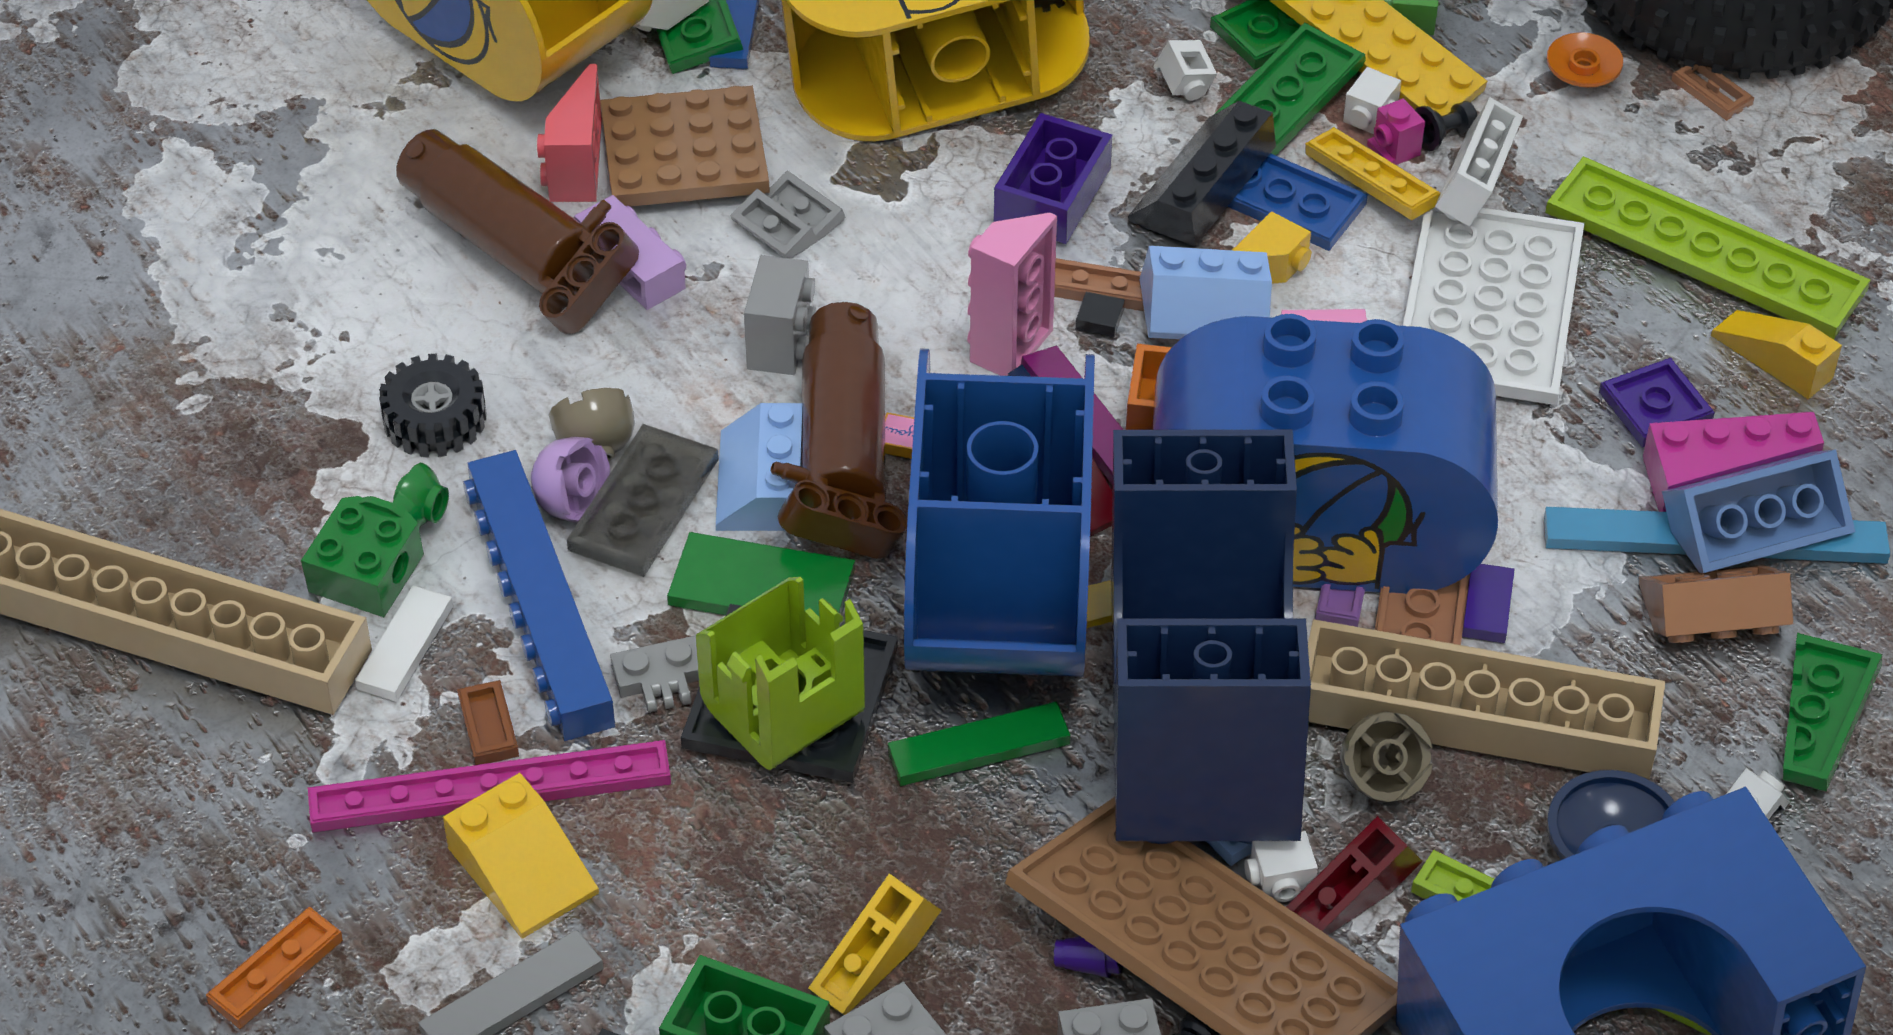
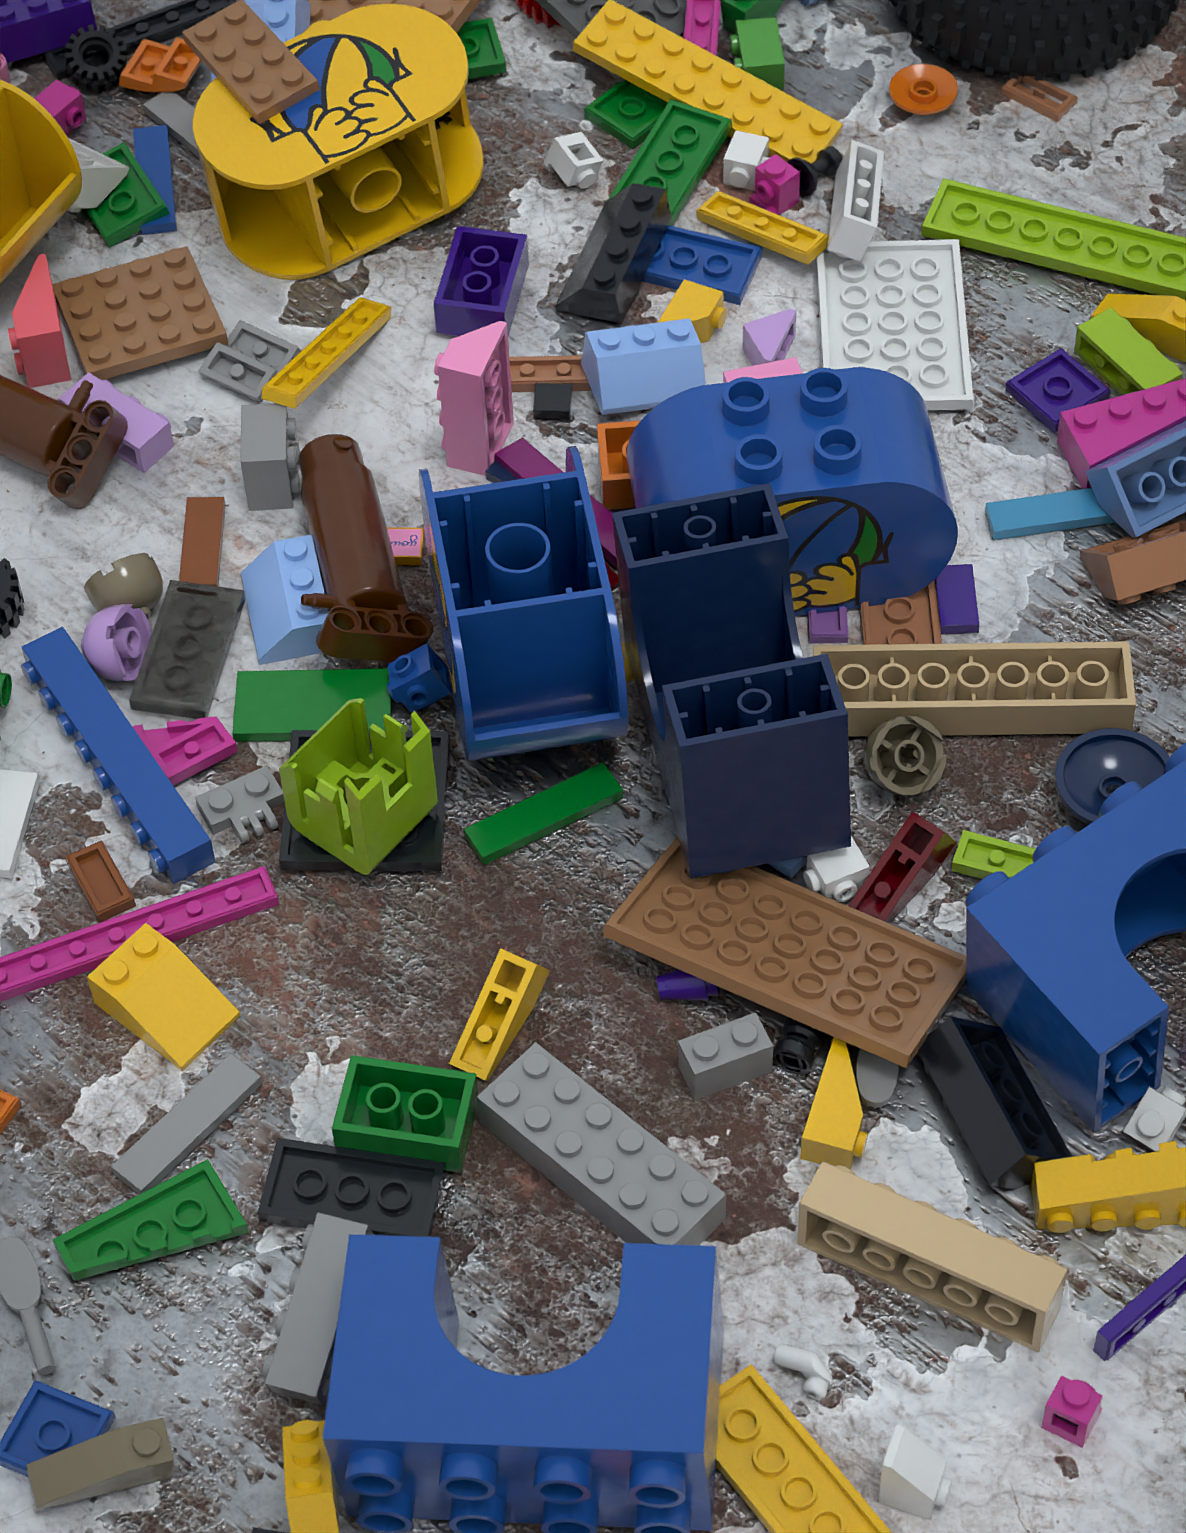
camera: 10 degrees left, 5 degrees up
(615, 600) = (188, 746): none -> dark pink wing
(689, 390) = (202, 540): none -> dark orange tile
(867, 219) = (326, 353): none -> yellow tile
(876, 575) = (418, 679): none -> blue brick
(1352, 286) = (769, 337): none -> lavender slope
(1736, 375) = (1122, 354): none -> lime brick

